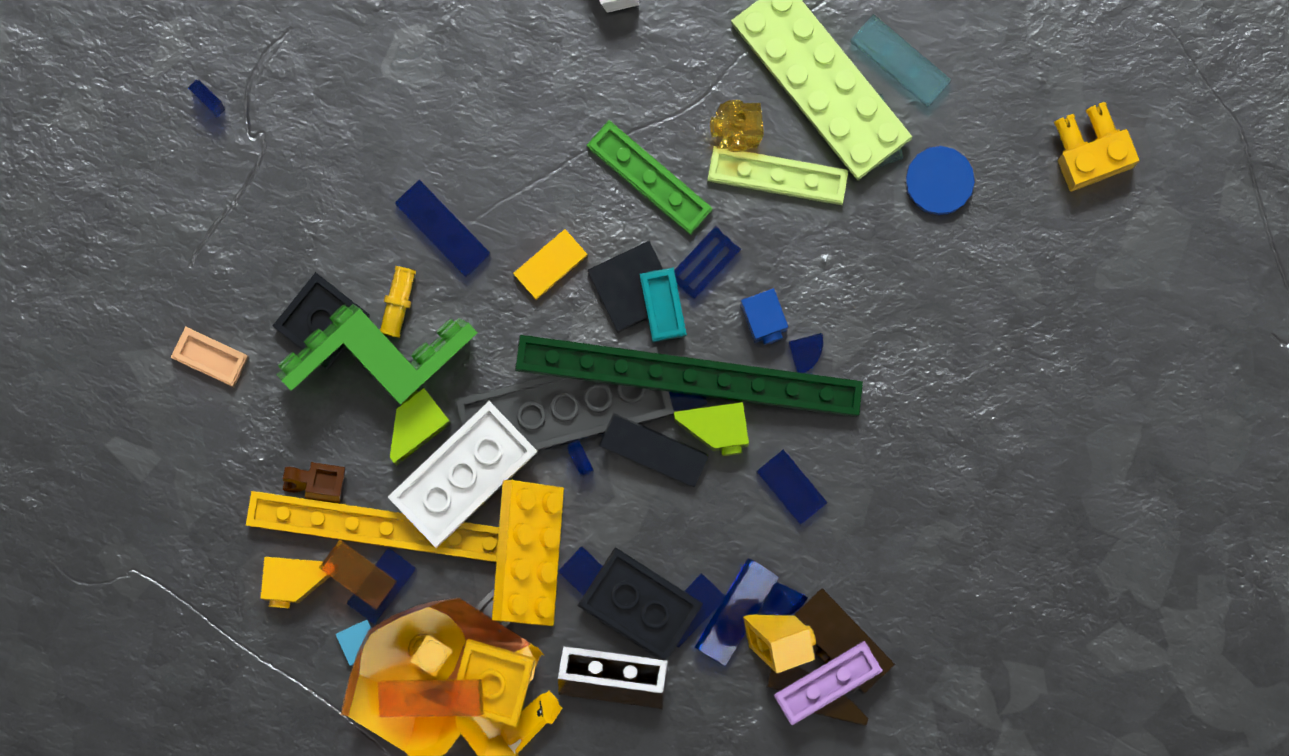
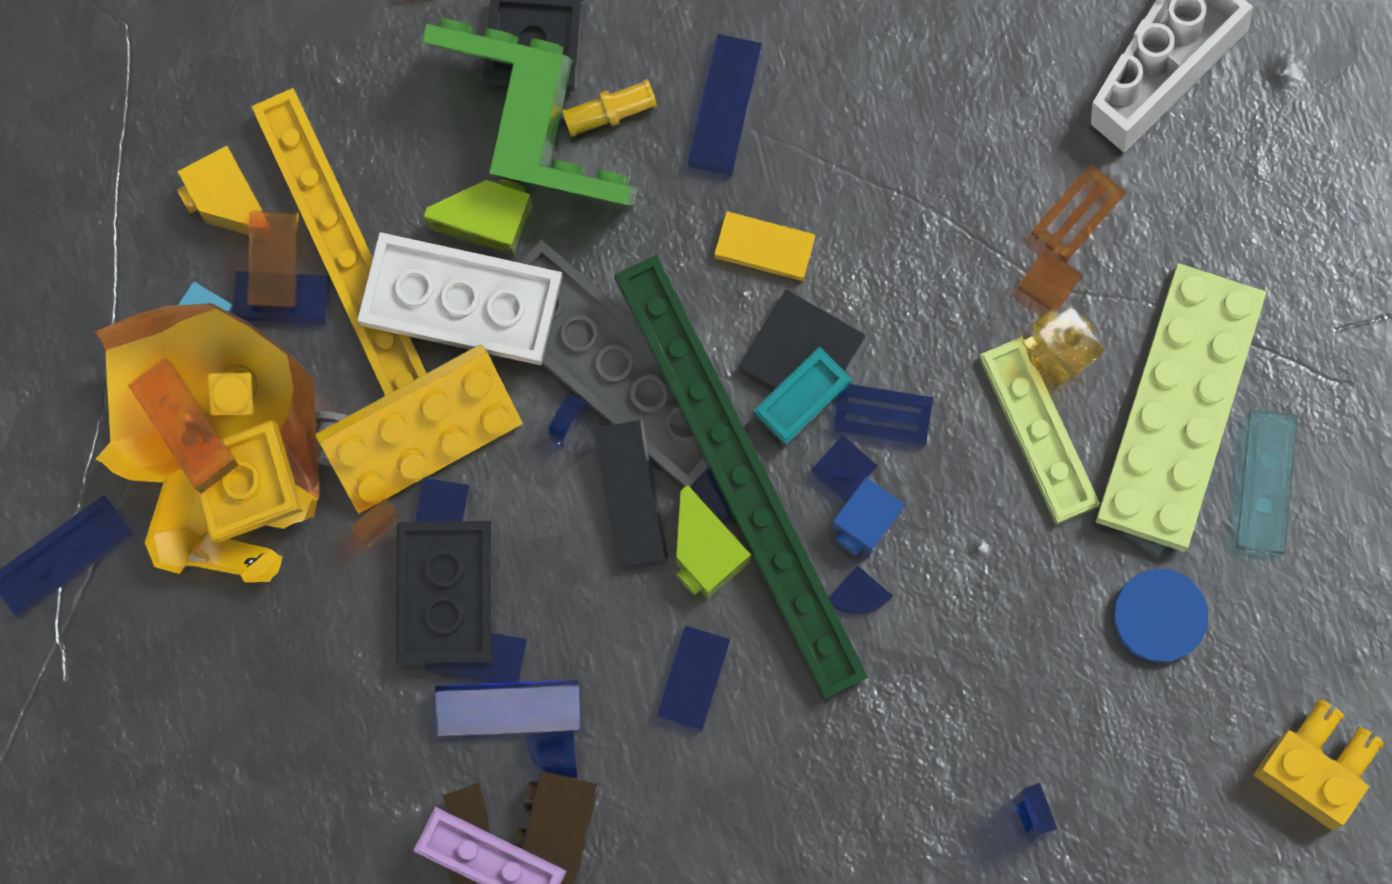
camera: 55 degrees right, 5 degrees down
(320, 483) = (350, 155): reddish brown plate -> none
(567, 619) = (375, 523): none -> clear orange tile
(612, 677) = (340, 614): dark brown brick -> none
(649, 177) = (937, 291): bright green tile -> none
(666, 86) = (1053, 242): none -> clear orange tile
(689, 105) = (1050, 281): none -> clear orange tile
(723, 309) = (844, 468): none -> clear blue plate
(780, 640) = (504, 775): yellow slope -> none
(1012, 337) = (1034, 813): none -> clear blue tile

